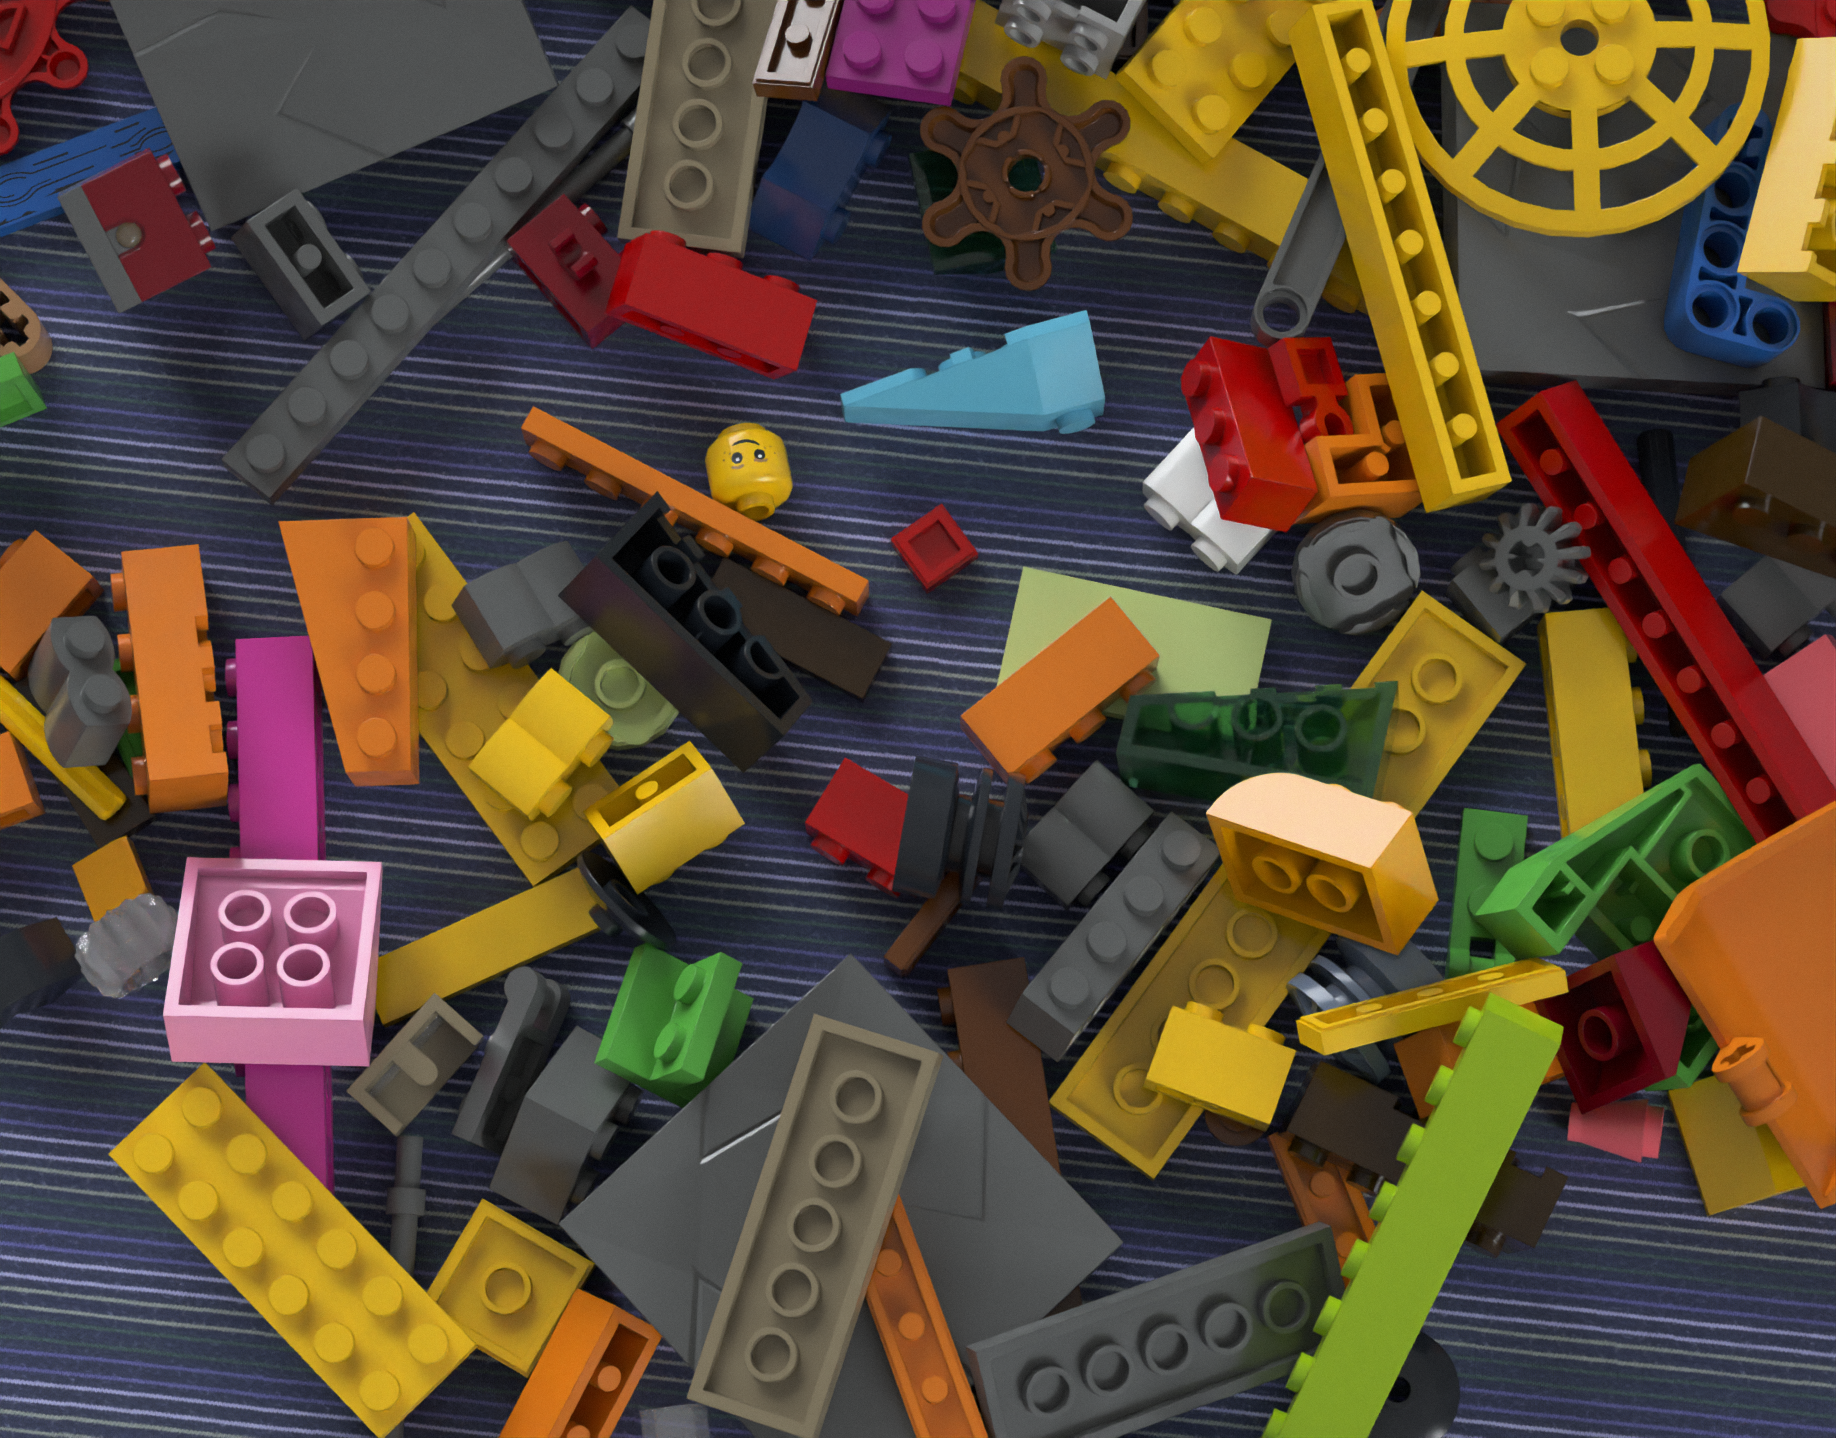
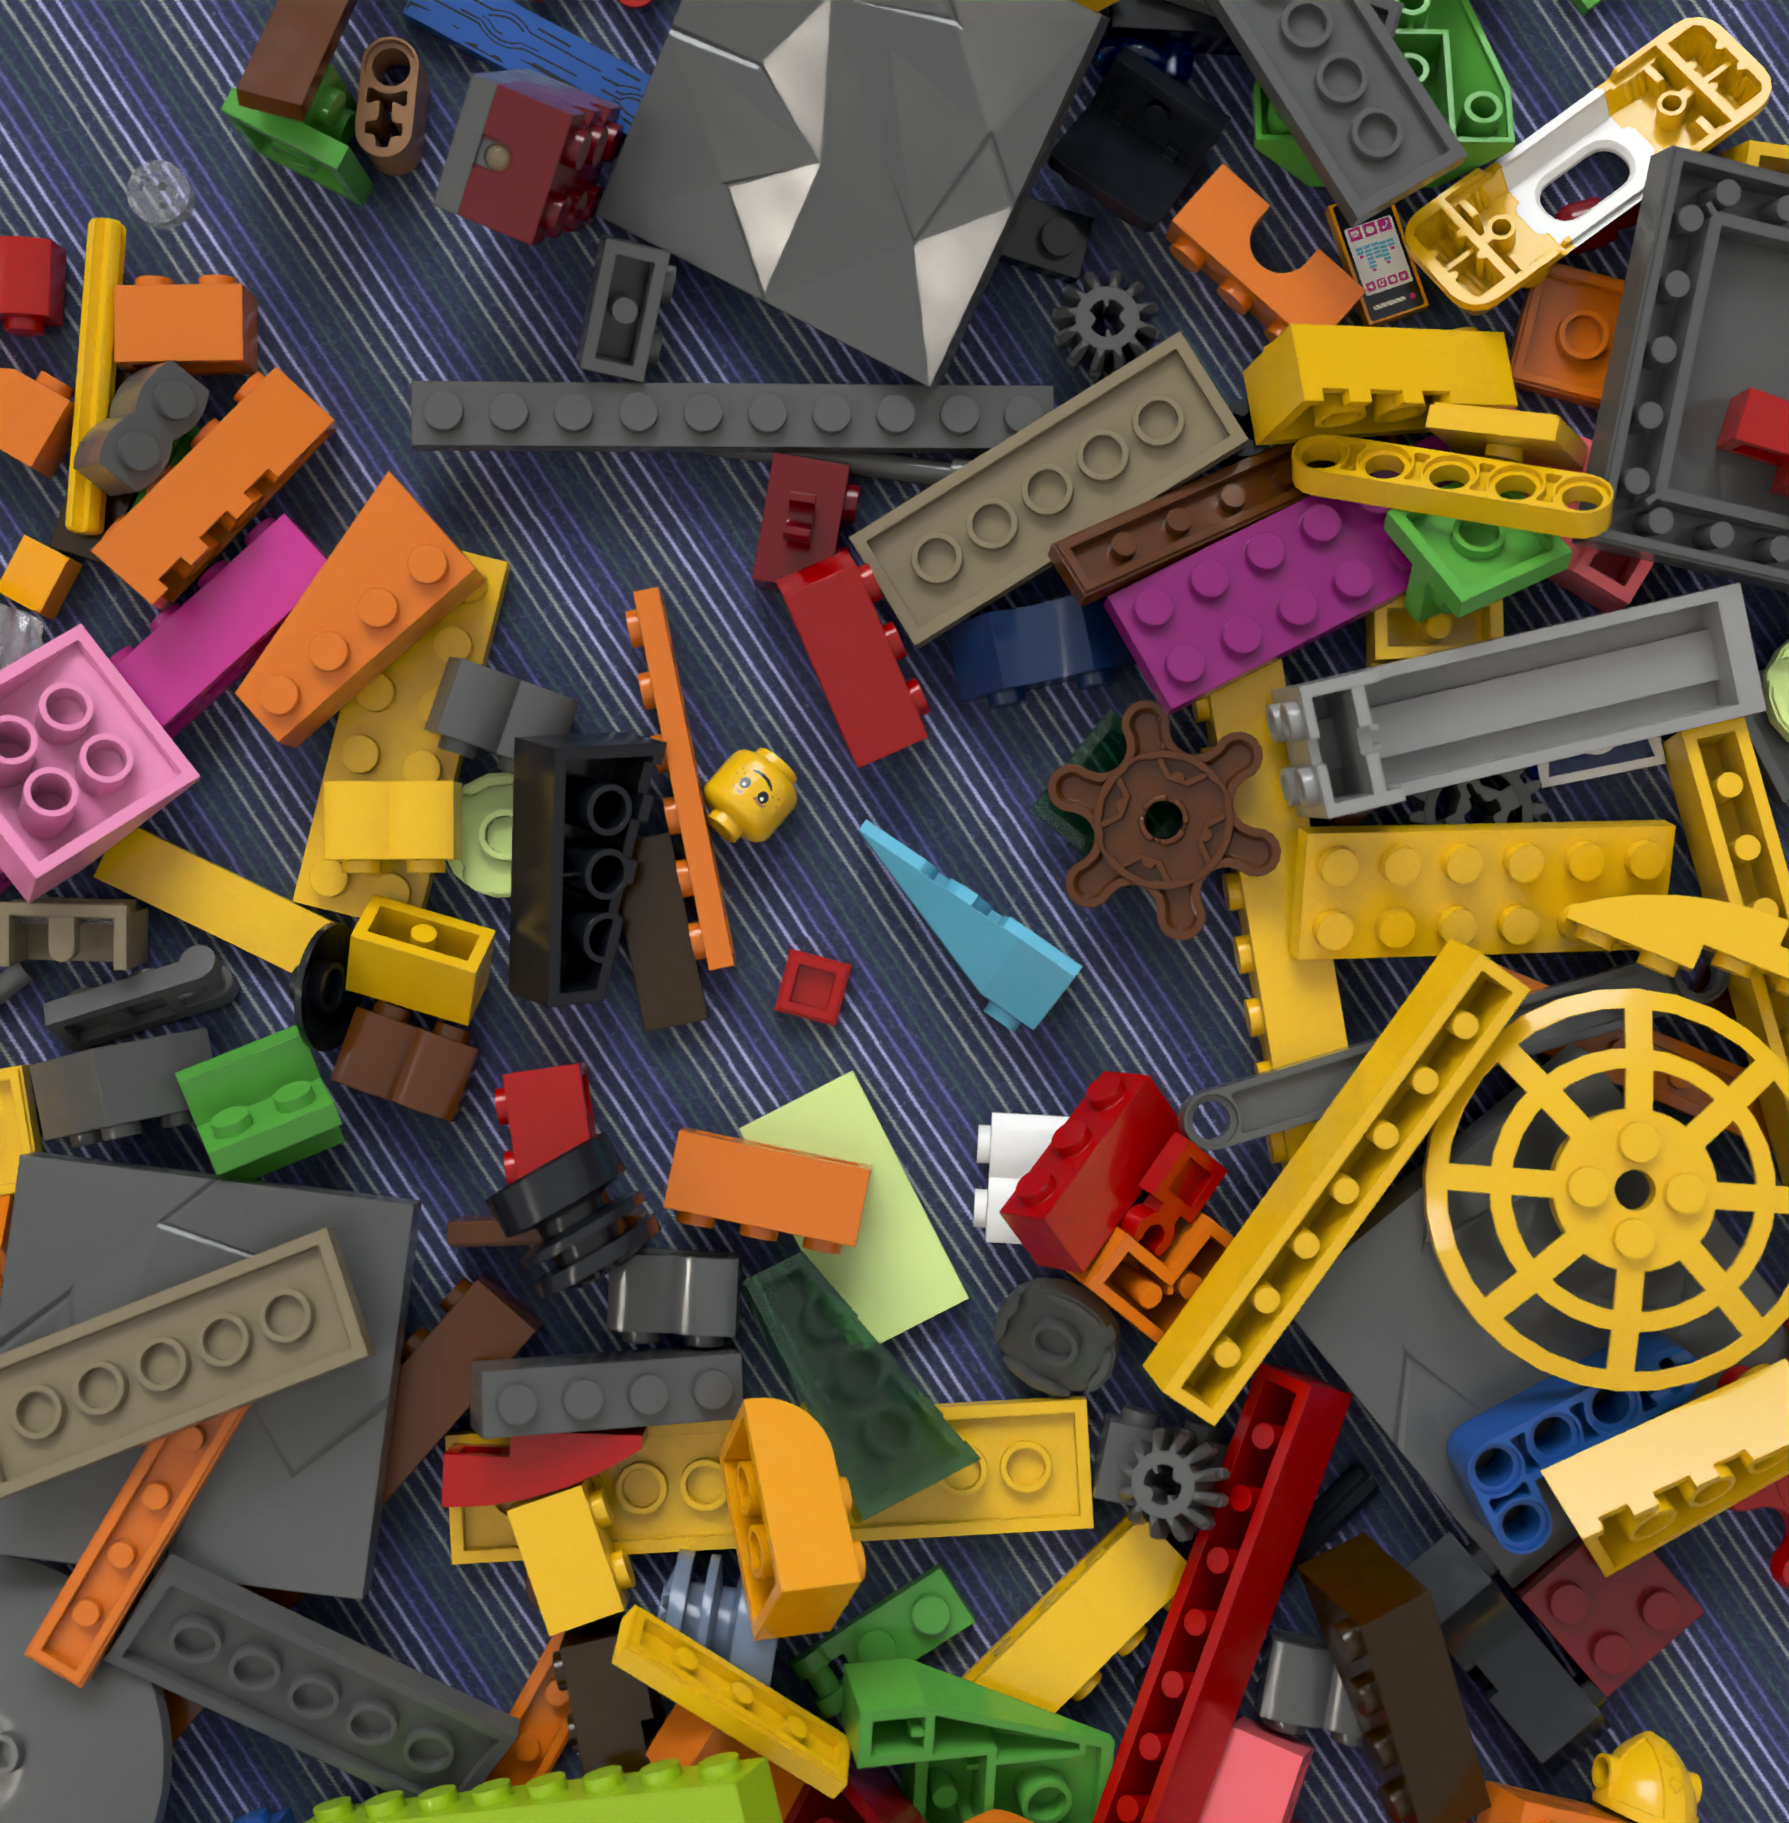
camera: 50 degrees right, 10 degrees up
(734, 895) = (407, 1062): none -> reddish brown brick
(1125, 1034) = (532, 1464): none -> red slope

